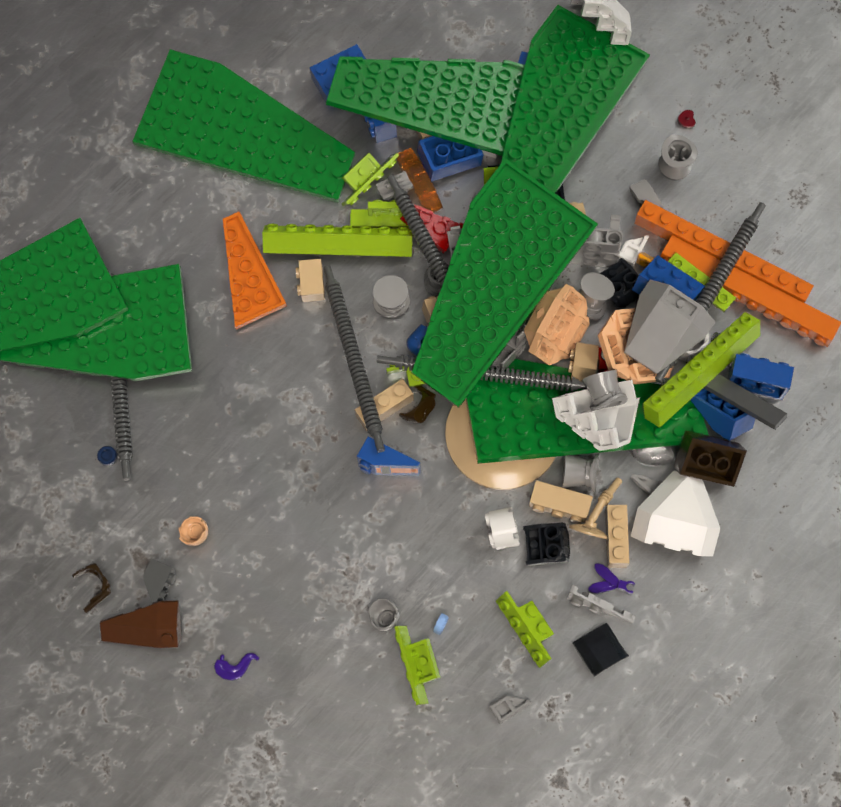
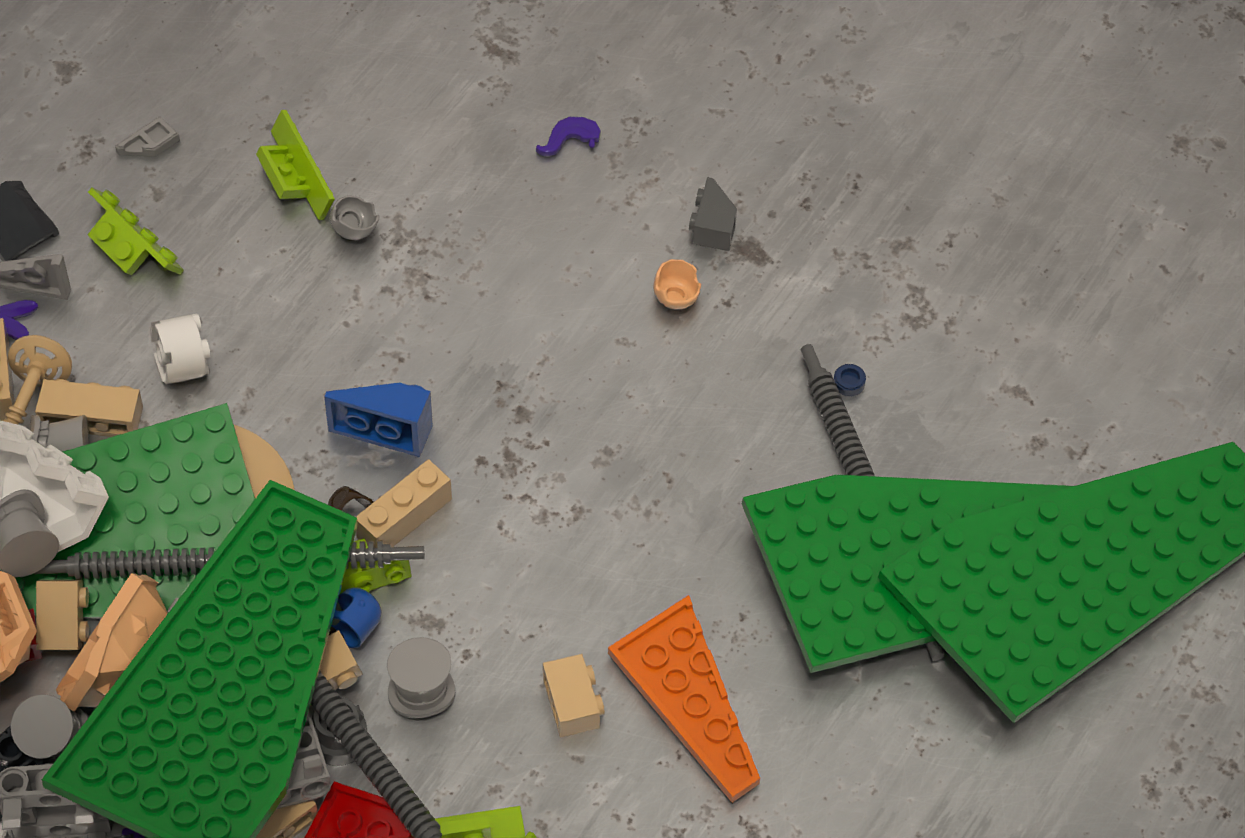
camera: 165 degrees right, 15 degrees down
(94, 569) = (816, 219): dark brown helmet -> none
(147, 626) = (695, 151): reddish brown wedge -> none
(337, 240) = (540, 765): lime piece -> none
(354, 359) = (469, 564): dark grey hose -> none
(441, 623) = (264, 223): light blue tile -> none
(547, 543) = (106, 345): black slope -> none

